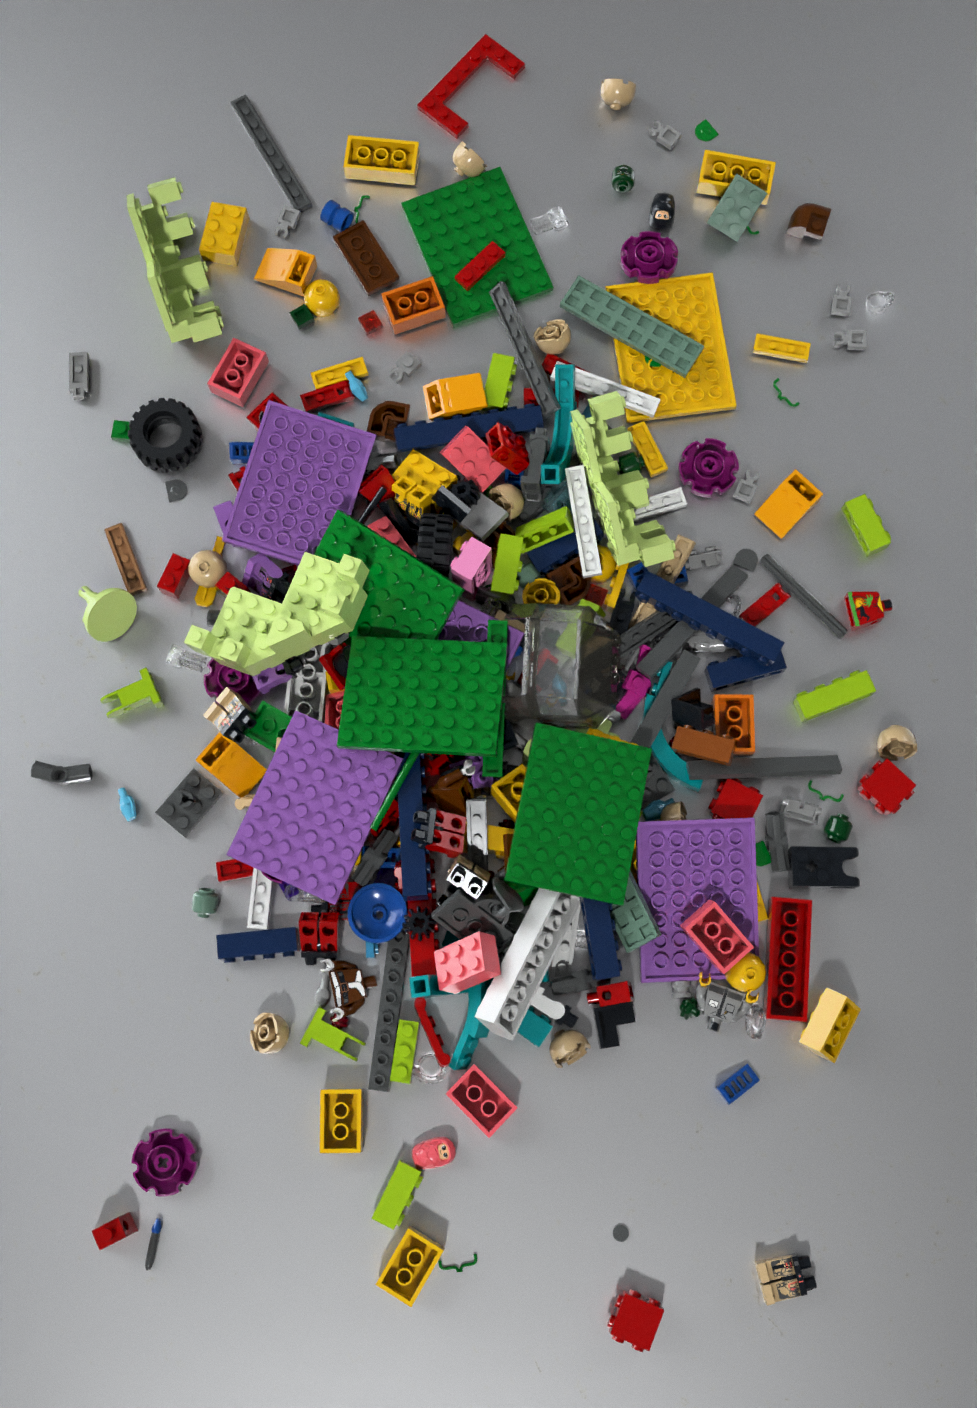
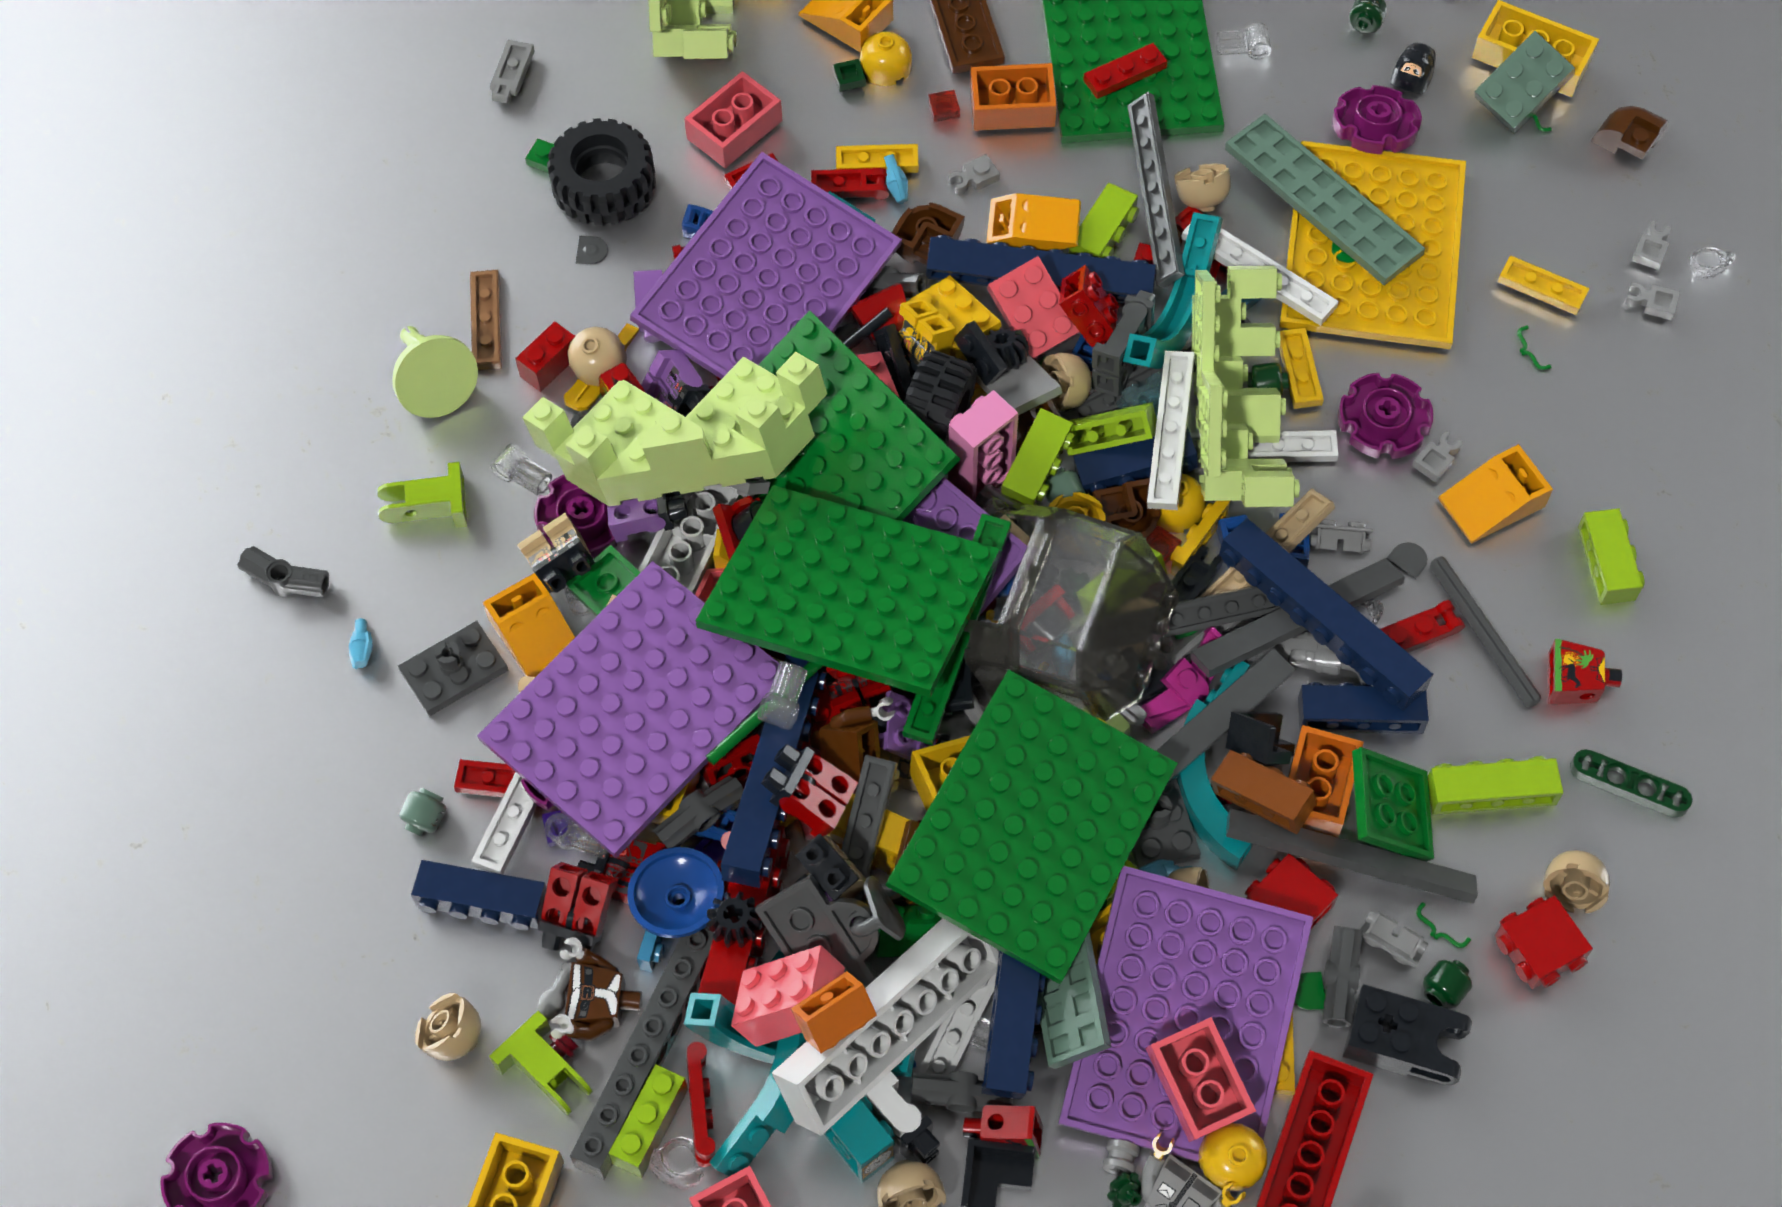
camera: 15 degrees right, 15 degrees down
(405, 783) = (780, 704): none -> clear piece
(500, 972) = (834, 1012): none -> orange brick
(779, 728) = (1392, 805): none -> green plate
(911, 669) = (1629, 788): none -> dark green beam

